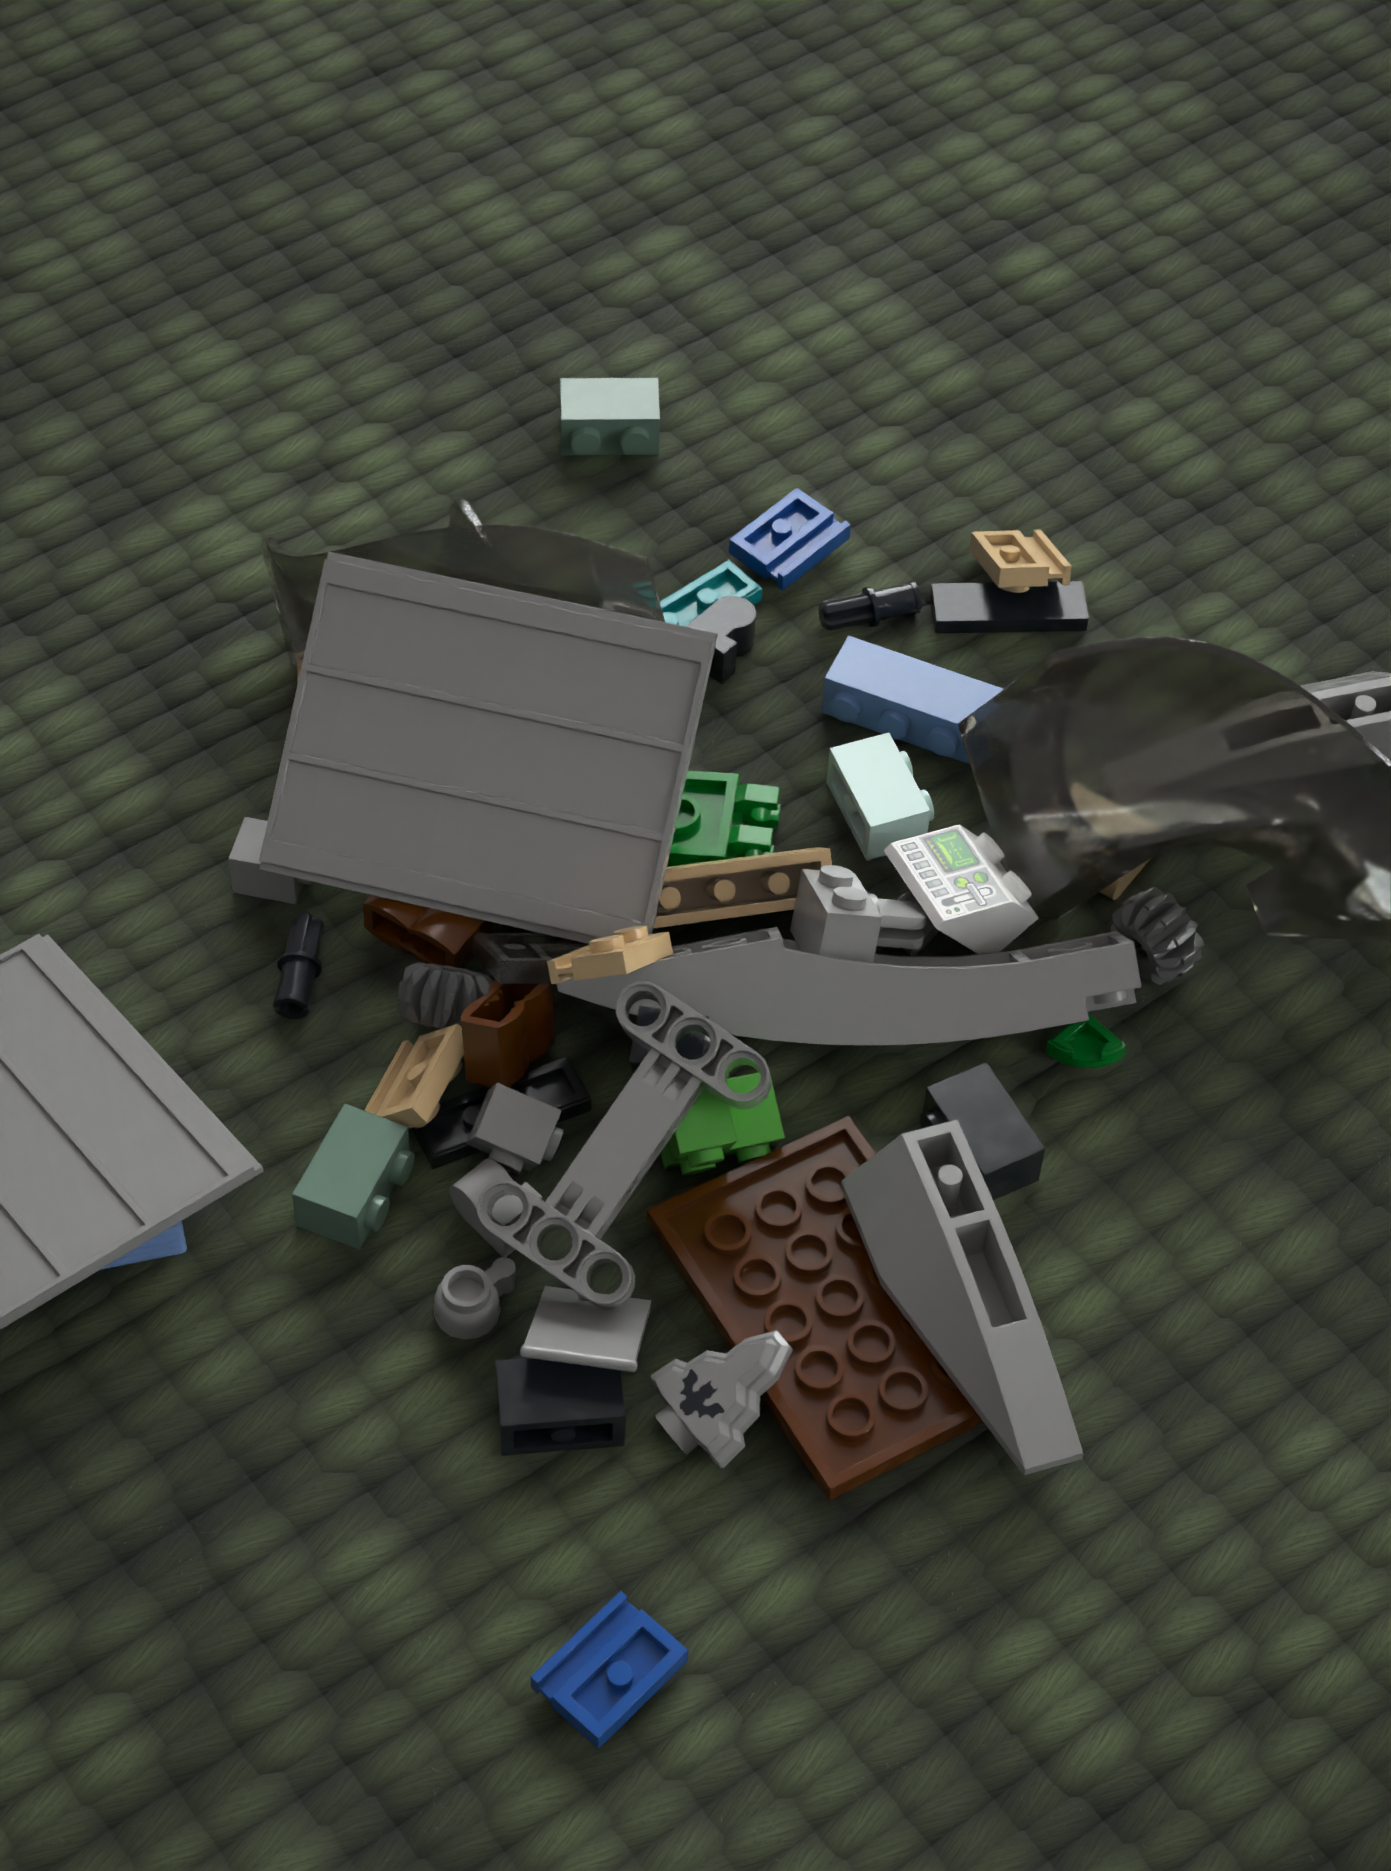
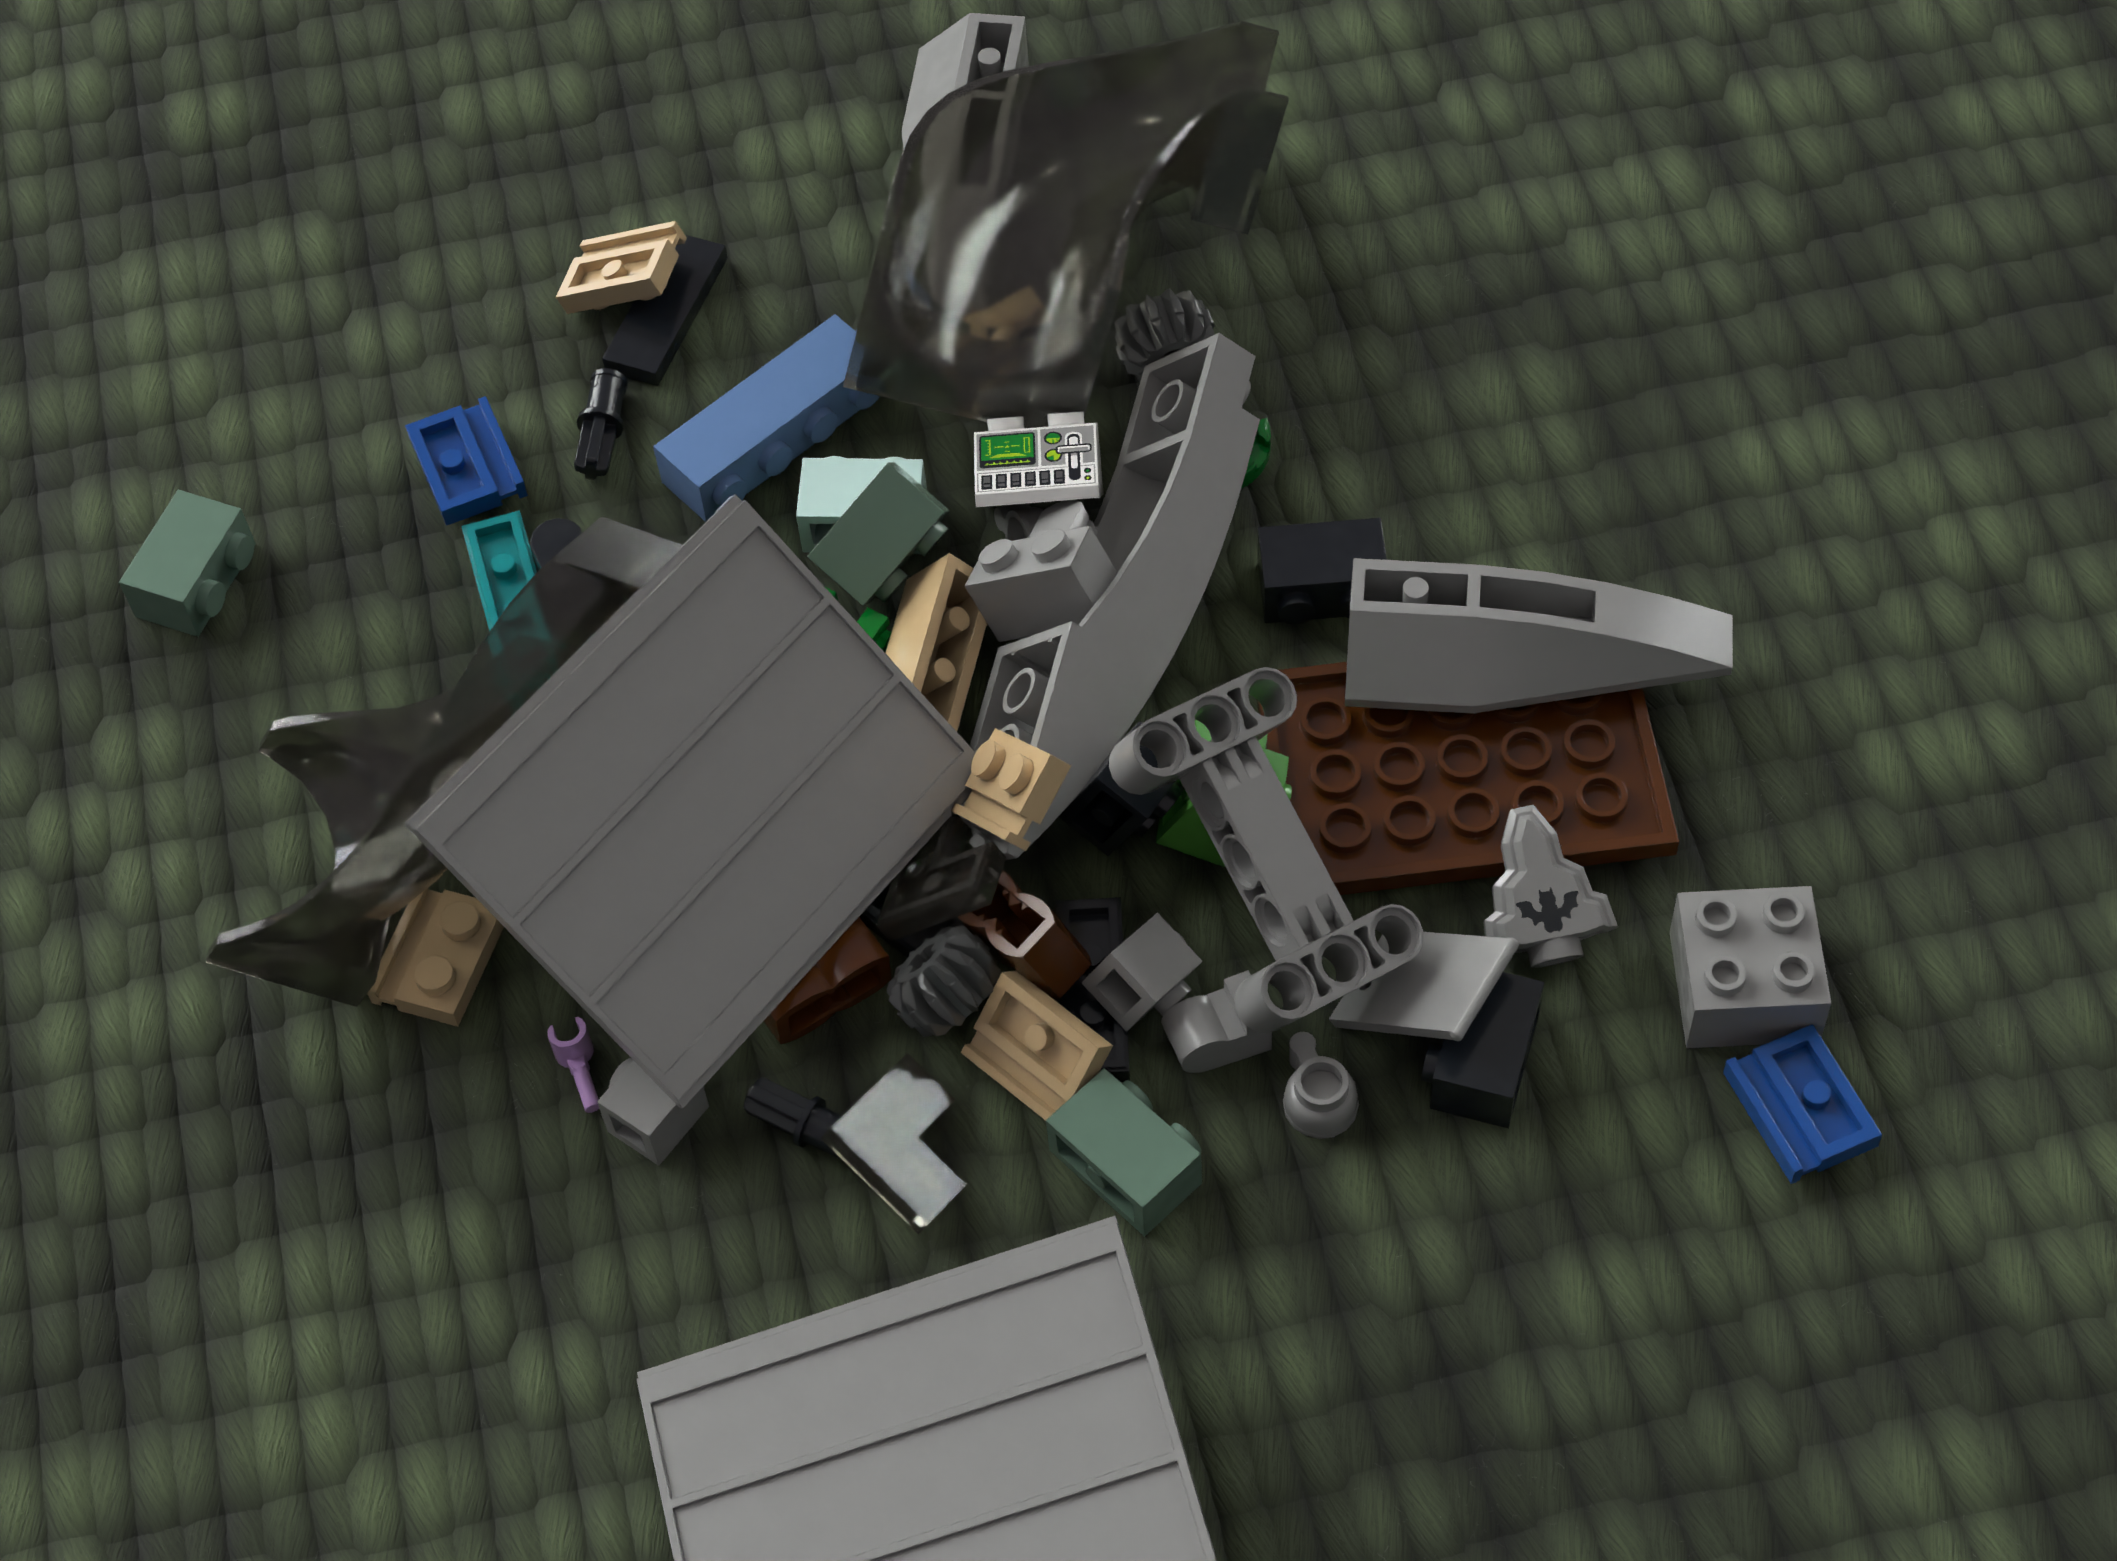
camera: 60 degrees left, 5 degrees up
(292, 1007) = (884, 1146): none -> clear smoke tile
(725, 1581) = (1748, 965): none -> light grey brick
(834, 803) = (880, 535): none -> sand green brick

